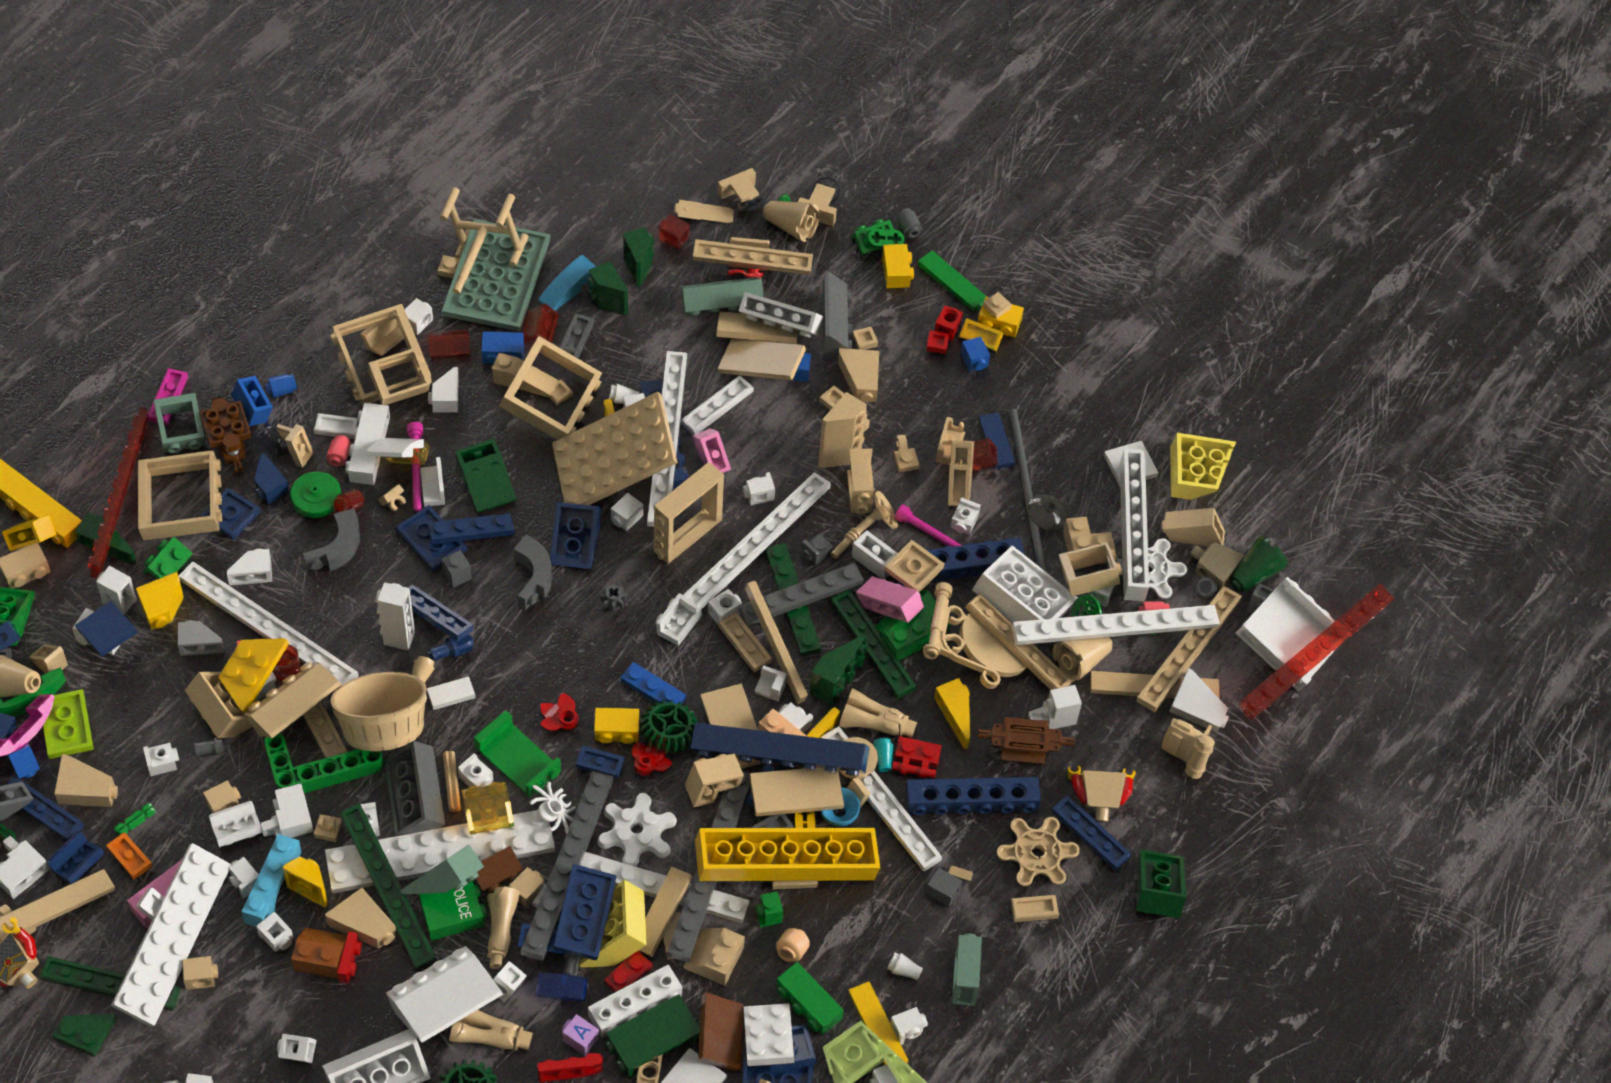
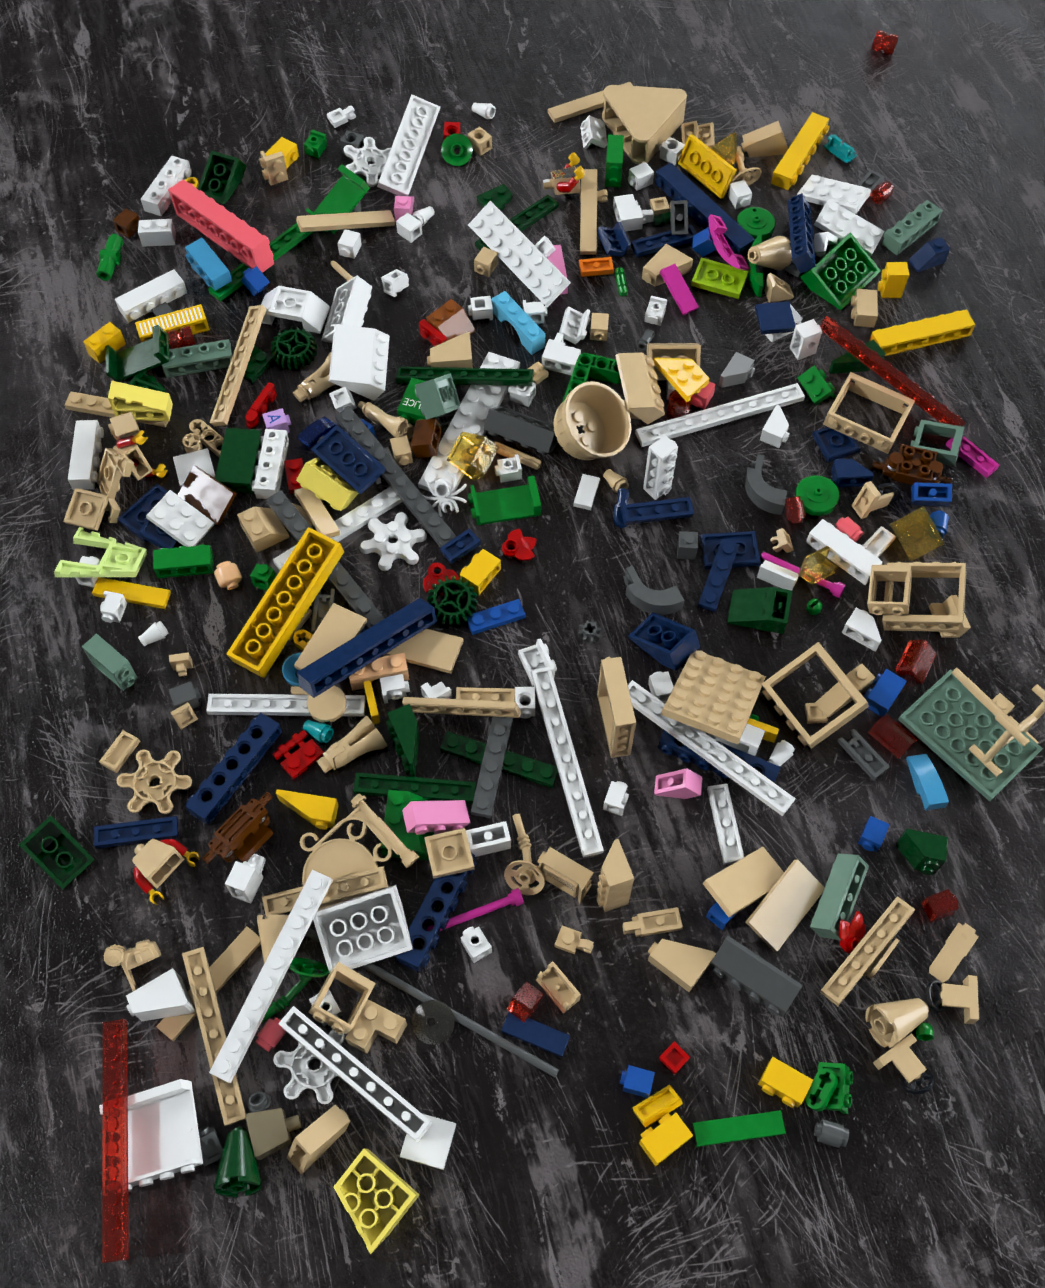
camera: 130 degrees right, 5 degrees up
(29, 533) = (887, 313): yellow brick -> none
(115, 748) = (679, 289): none -> dark pink tile
(160, 600) = (779, 360): yellow slope -> none
(305, 879) = (501, 336): yellow slope -> none
(307, 393) = (917, 533): none -> clear yellow slope
(394, 447) = (820, 549): white slope -> none
(419, 315) = (955, 650): white brick -> none
(444, 442) = (816, 609): none -> green hinge
(607, 289) = (899, 803): dark green slope -> none
(647, 299) = (873, 834): none -> blue brick
(711, 776) = (384, 595): tan brick -> none
(782, 314) = (779, 919): white brick -> none
(816, 549) = (531, 805): dark grey bracket -> none
(865, 338) = (718, 993): tan plate -> none
(914, 916) = (181, 663): none -> tan tile
(949, 321) = (691, 1073): red brick -> none
(960, 471) = (518, 966): tan slope -> none
(997, 305) = (673, 1135): tan plate -> none

